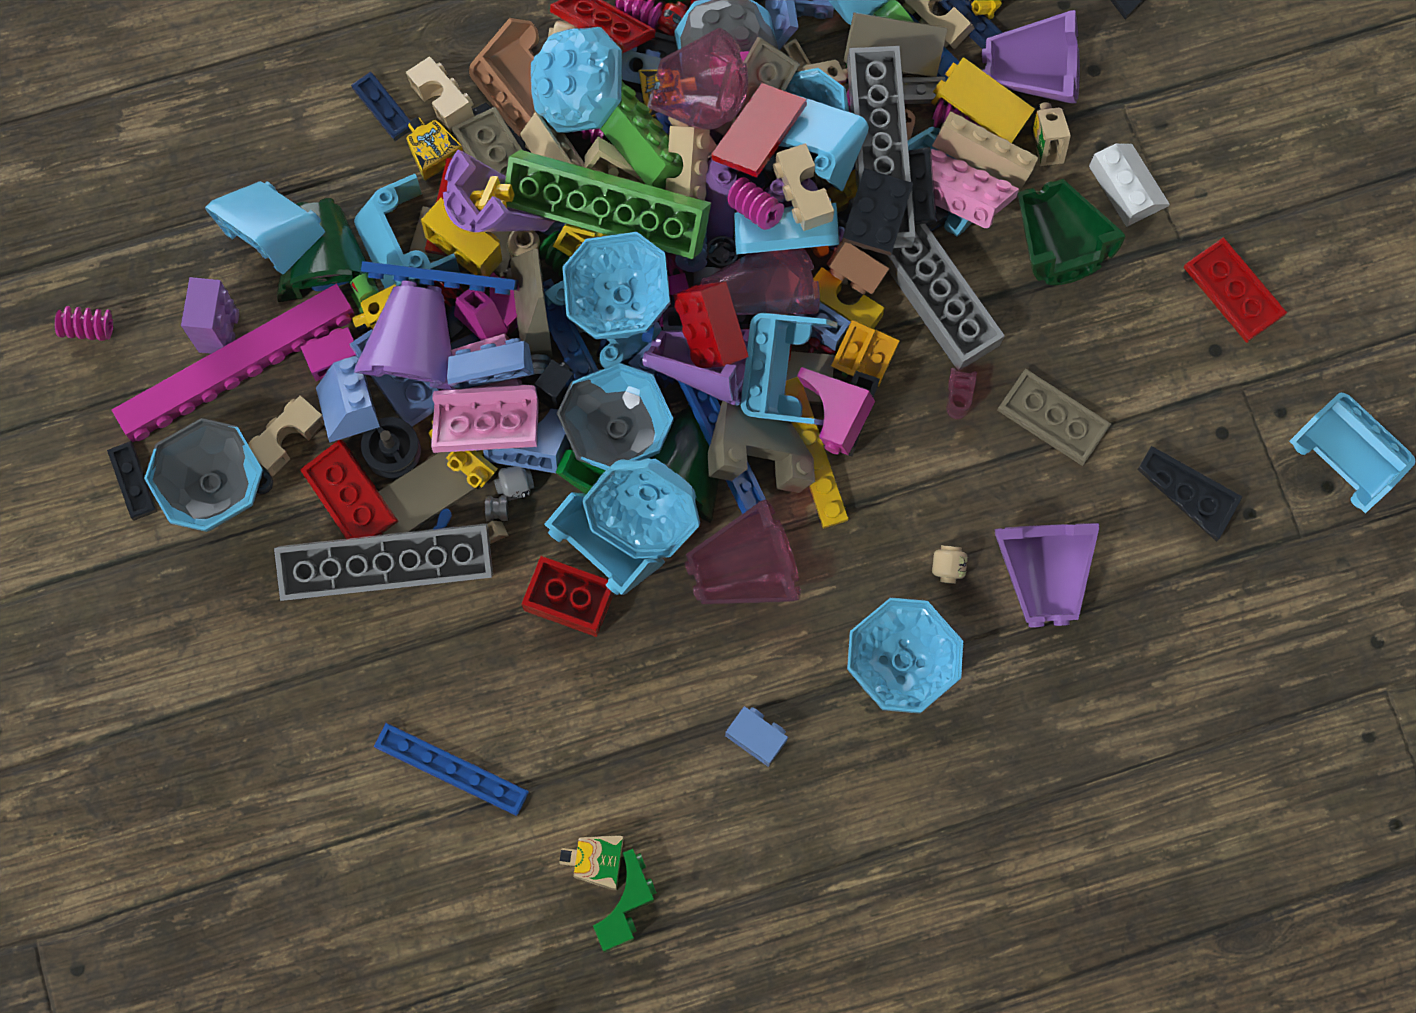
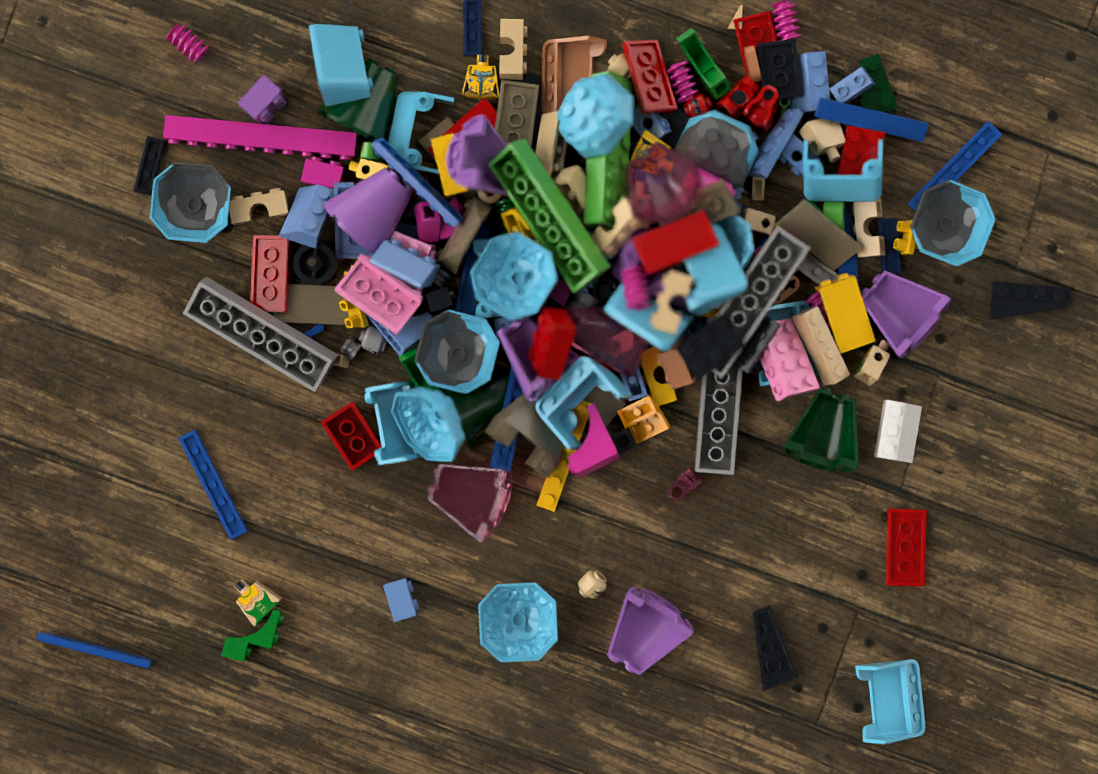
camera: 45 degrees right, 15 degrees up
(493, 188) = (480, 159): yellow hips -> none
(1054, 417) = (728, 542): dark tan tile -> none

